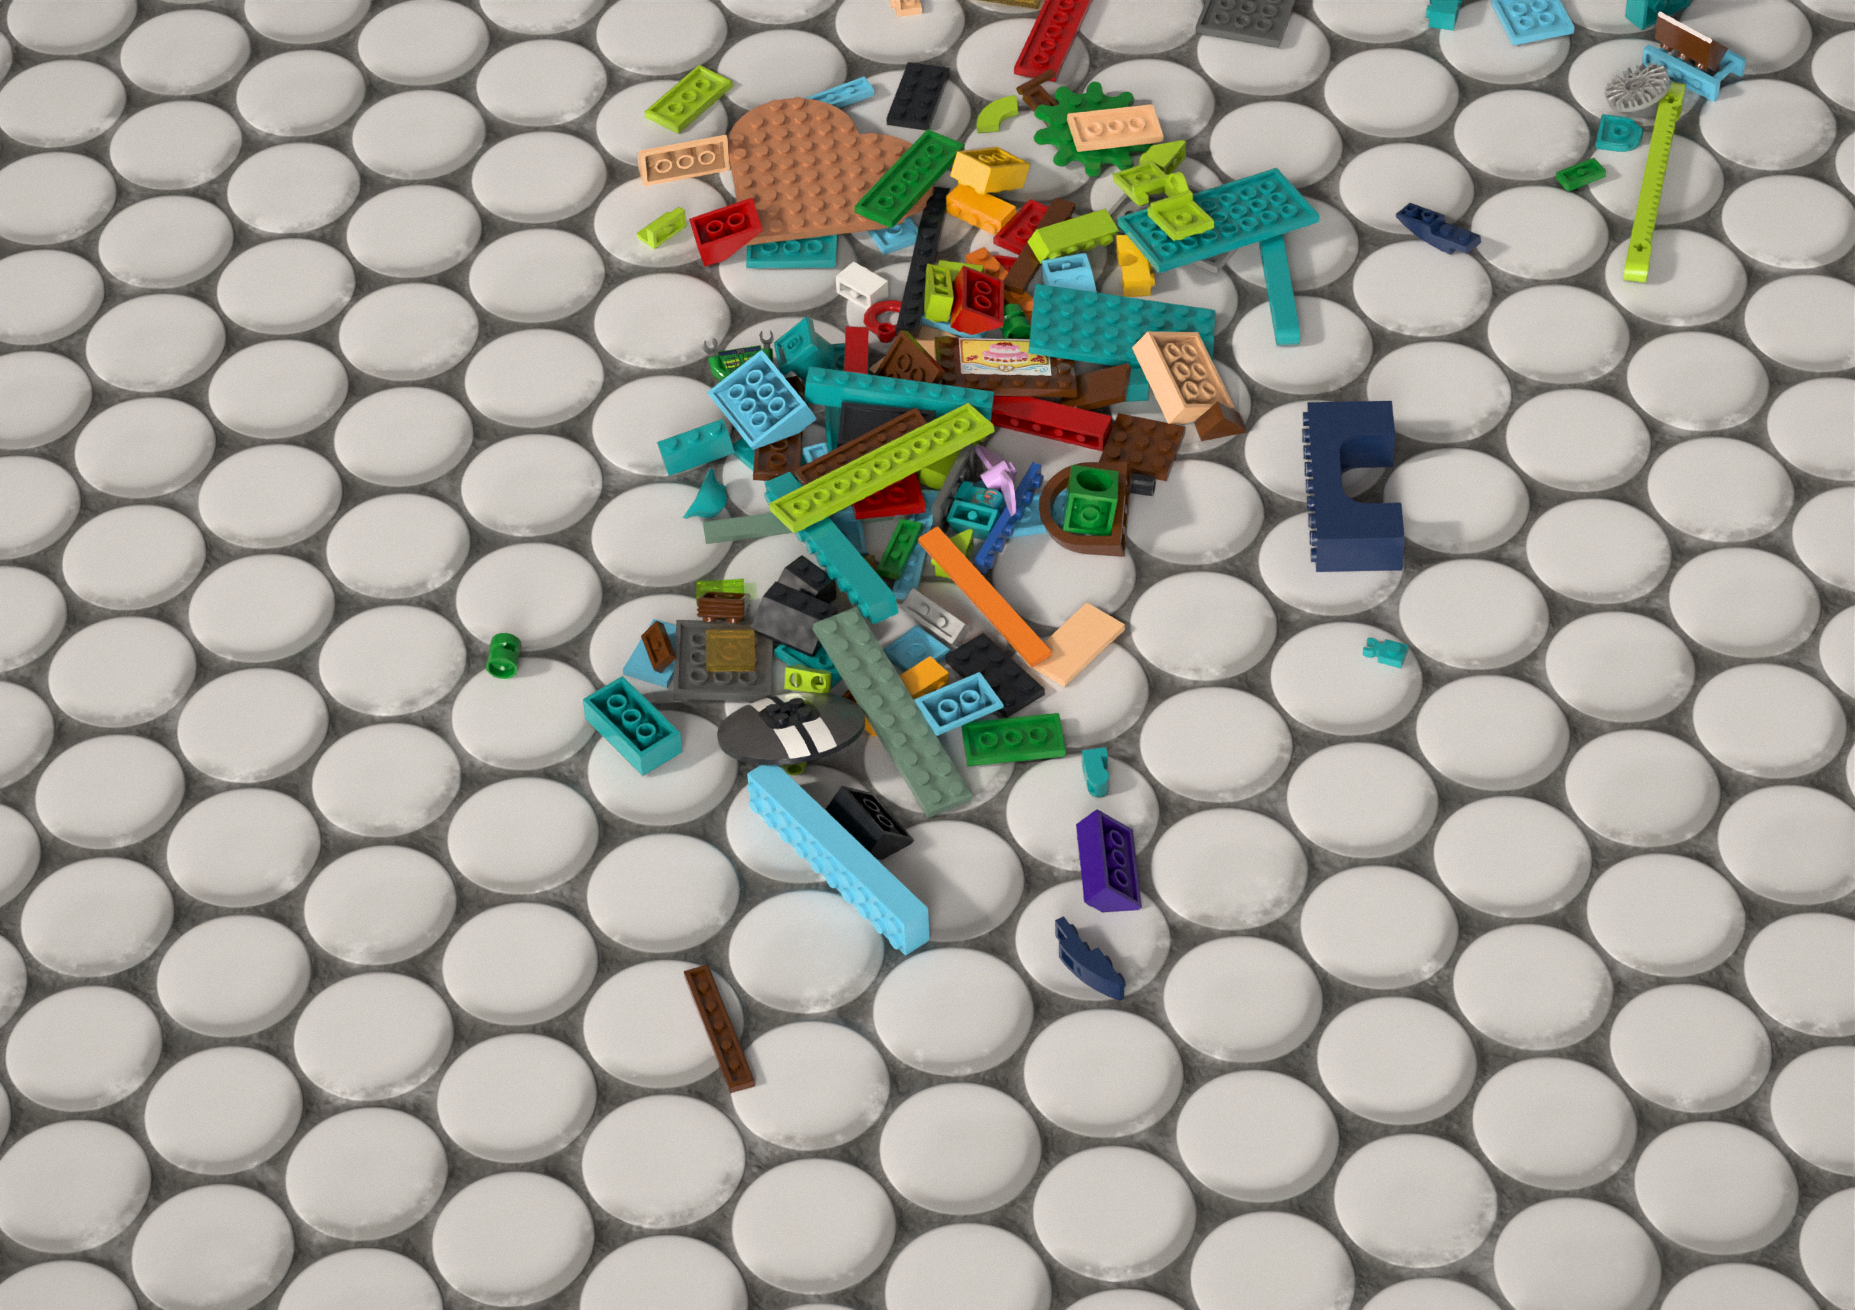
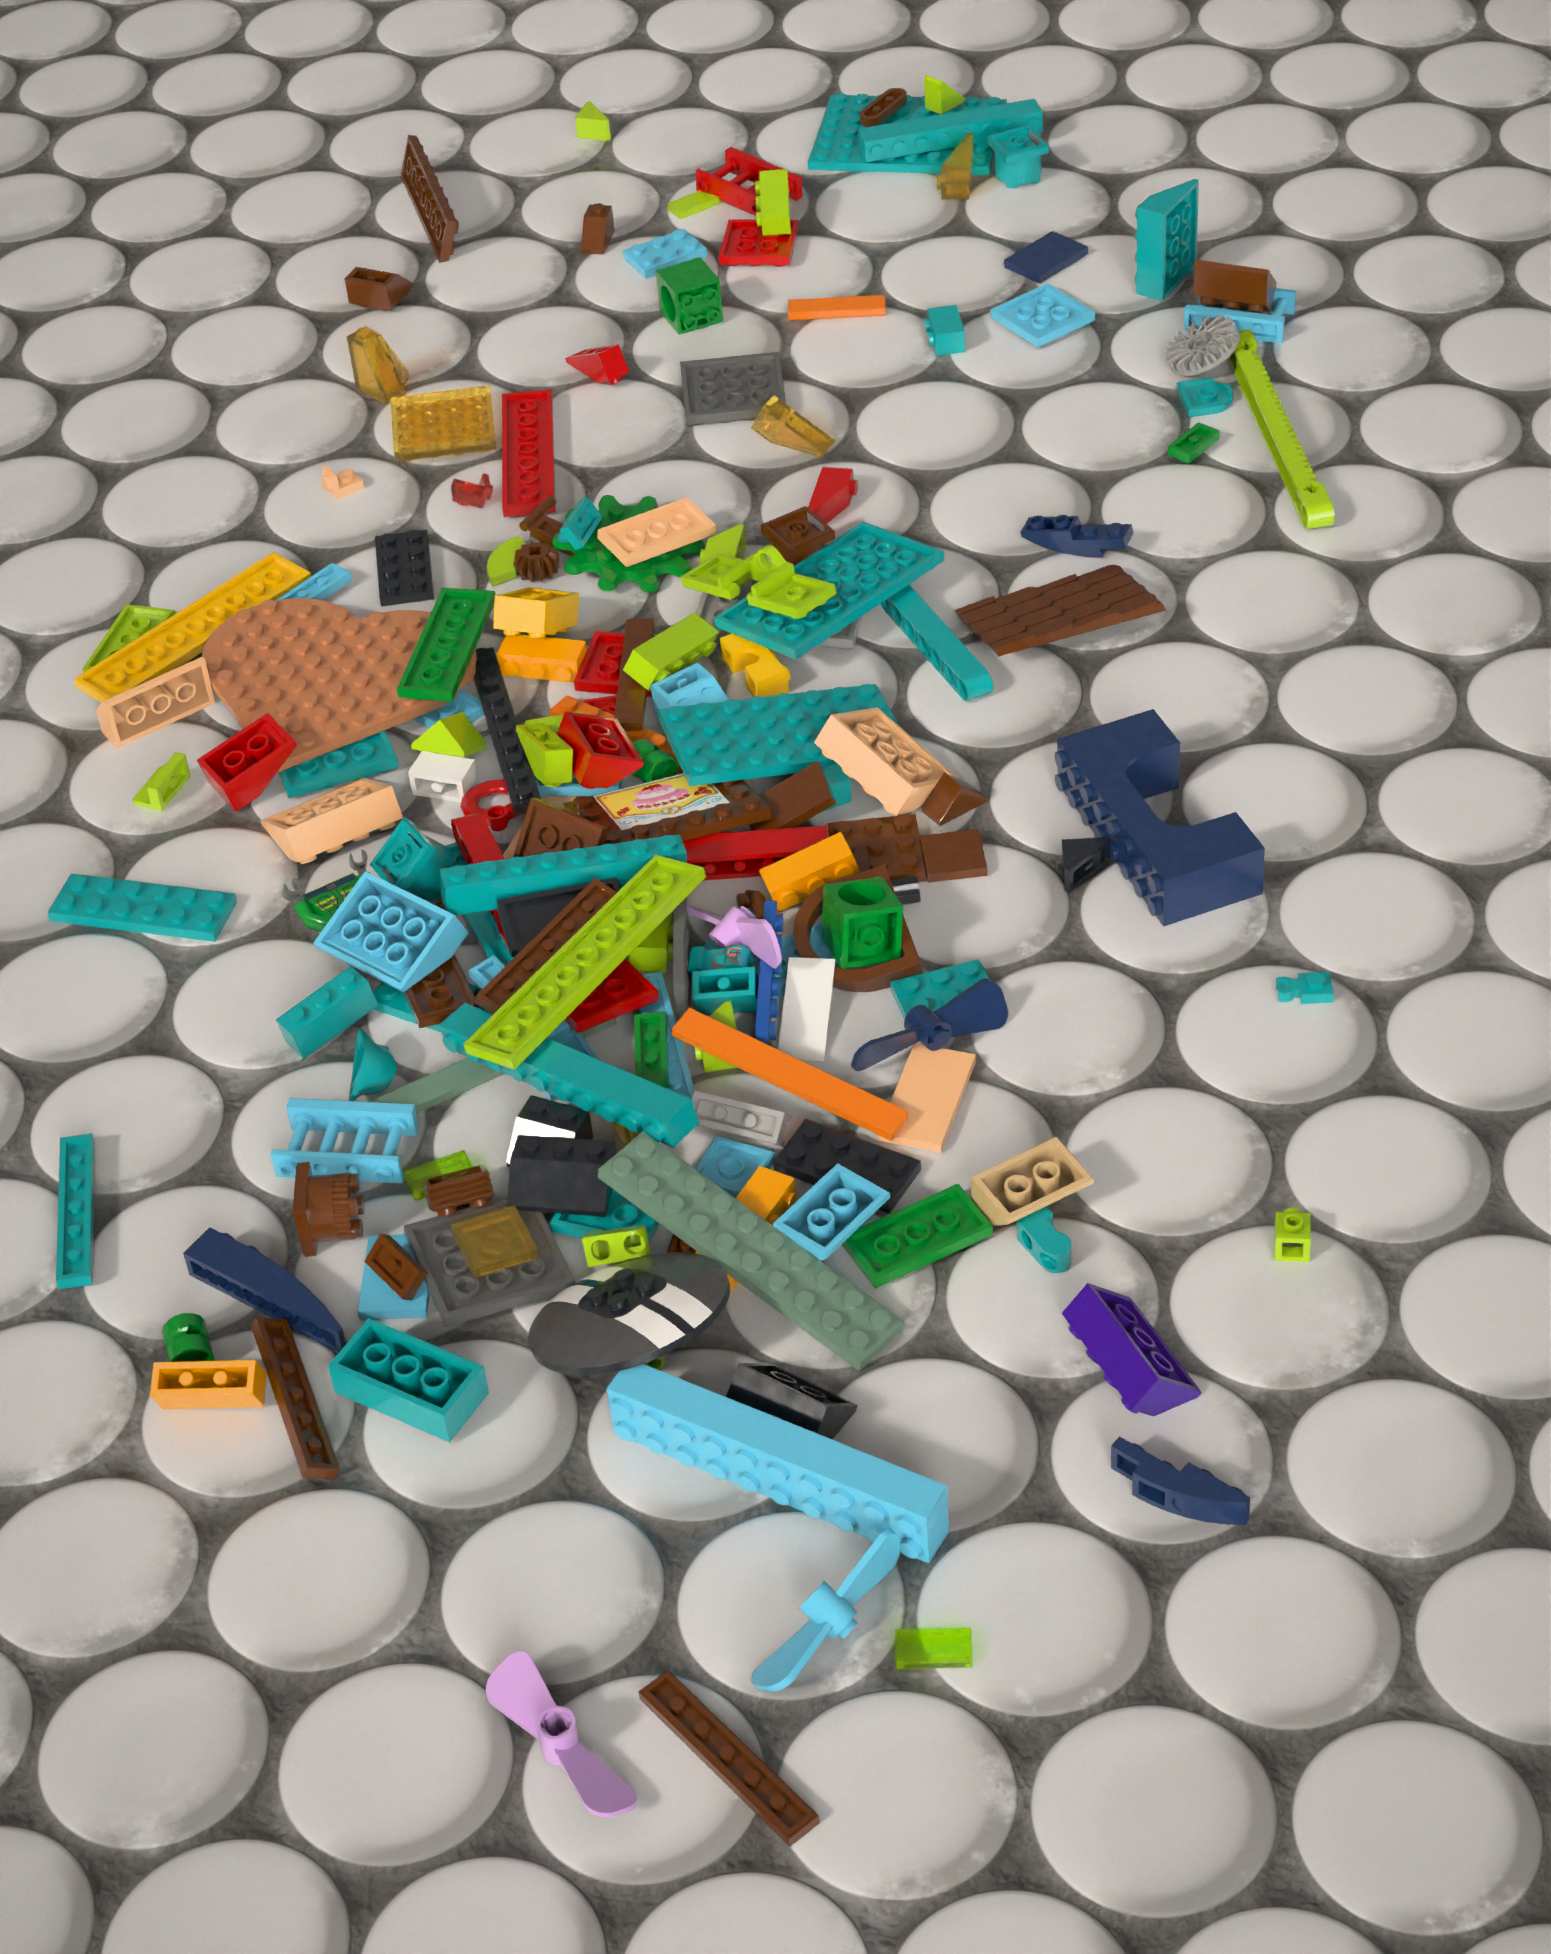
camera: 20 degrees left, 5 degrees down
(471, 537) = (75, 1211): none -> teal plate
(505, 686) = (208, 1384): none -> light orange brick
(557, 713) = (295, 1398): none -> reddish brown plate
(567, 628) = (261, 1285): none -> dark blue slope
(608, 323) = (142, 907): none -> teal plate
(610, 949) = (524, 1698): none -> lavender piece
(630, 590) = (326, 1207): none -> reddish brown piece
(673, 528) = (347, 1117): none -> medium azure fence
(728, 105) = (187, 631): none -> yellow plate
(769, 296) = (334, 819): none -> light nougat slope
(826, 962) = (829, 1614): none -> medium azure piece
(878, 1008) = (933, 1648): none -> clear neon green tile
(881, 257) = (452, 737): none -> lime slope
(998, 45) = (470, 493): none -> clear red bracket
(1017, 123) = (536, 561): none -> reddish brown gear
(1025, 552) = (806, 1008): none -> white sticker
(1032, 455) = (752, 900): none -> reddish brown arm
(1058, 104) = (580, 524): none -> teal tile
(1080, 447) = (802, 873): none -> light orange brick
(1102, 727) = (1028, 1182): none -> tan slope
(1129, 573) = (936, 986): none -> teal plate
(1137, 592) = (972, 1011): none -> dark blue piece
(1195, 468) = (953, 855): none -> reddish brown tile
(1216, 165) = (797, 534): none -> reddish brown piece
(1266, 819) = (1292, 1227): none -> lime brick
(1268, 135) = (833, 492): none -> red slope
(1271, 64) = (789, 429): none -> clear yellow slope
(1283, 502) = (1083, 859): none -> black slope
(1385, 291) = (1059, 610): none -> reddish brown piece

